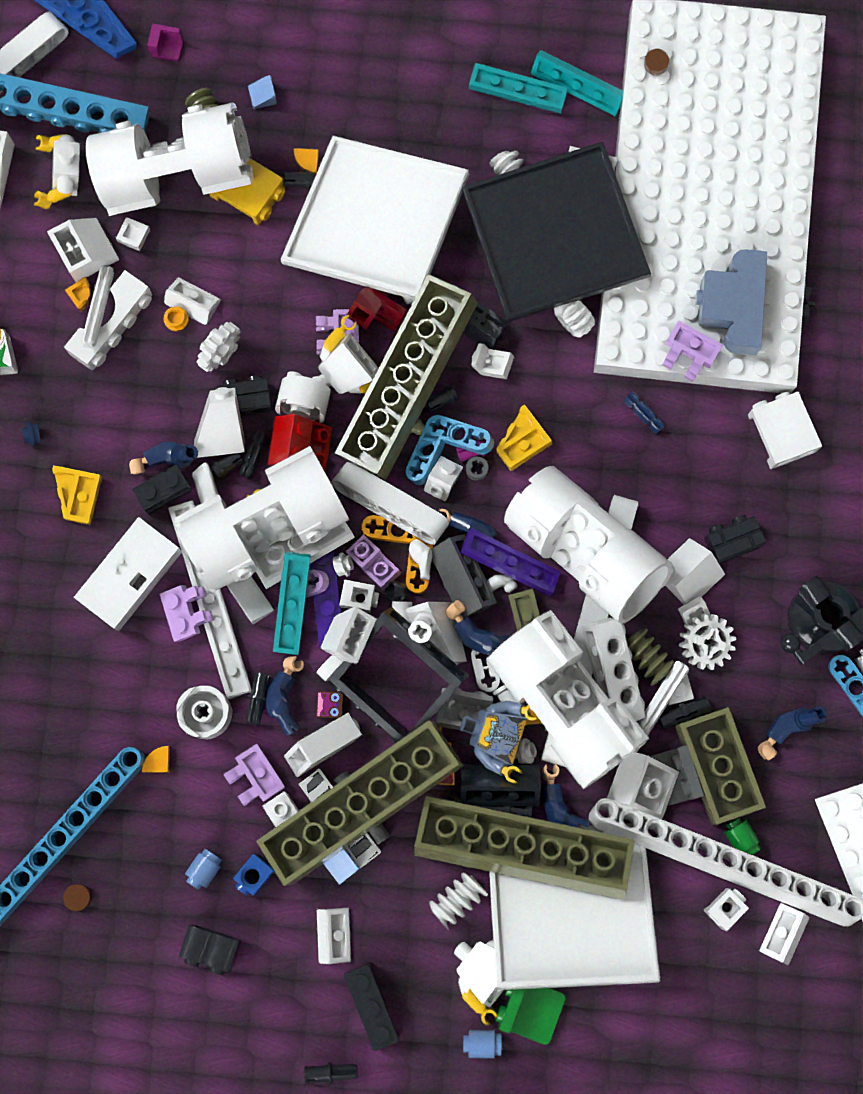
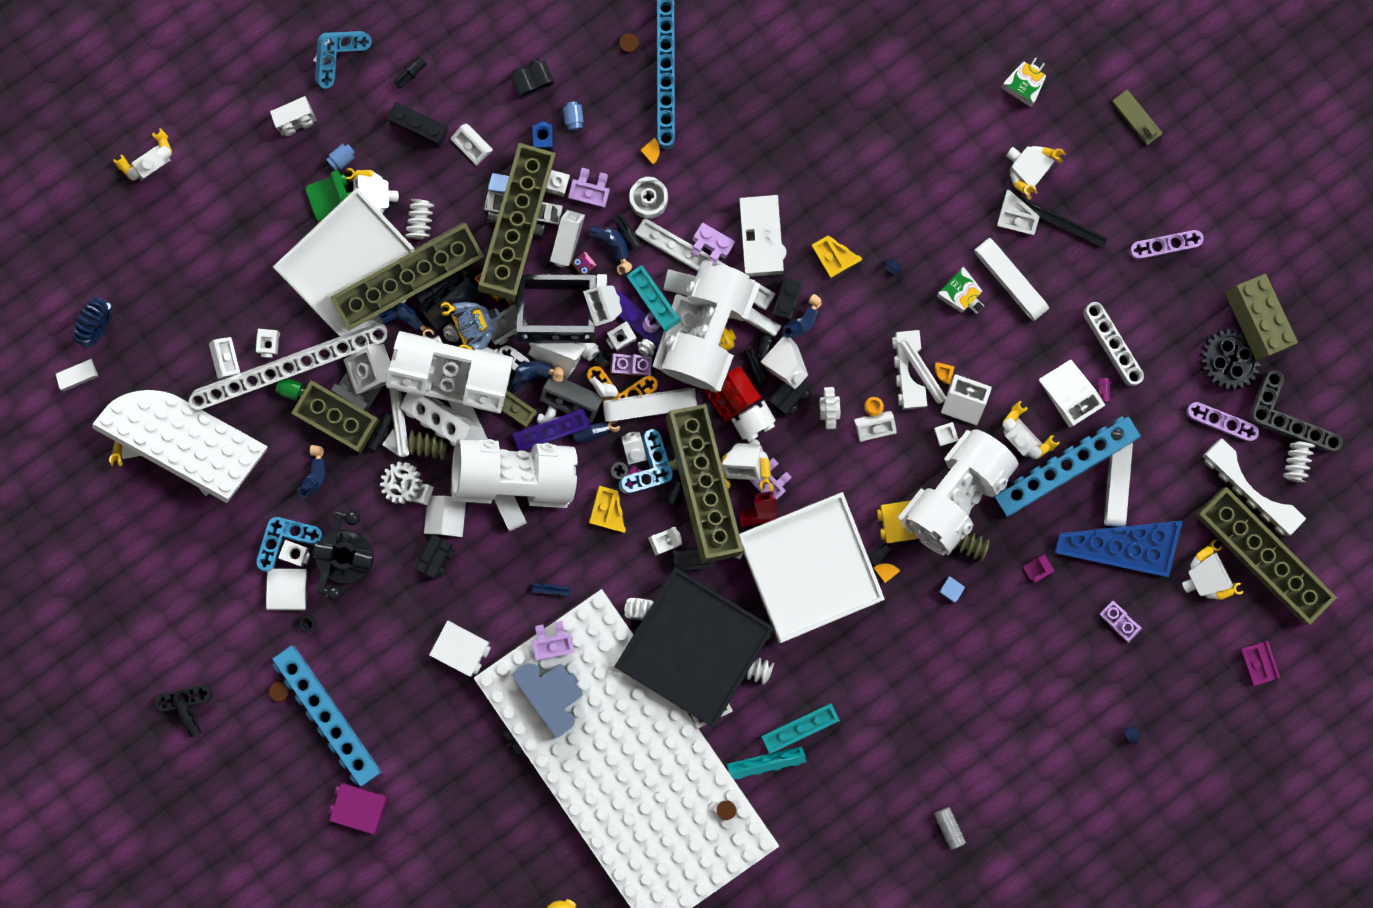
camera: 135 degrees right, 5 degrees up
(420, 634) = (565, 344): white bush -> none

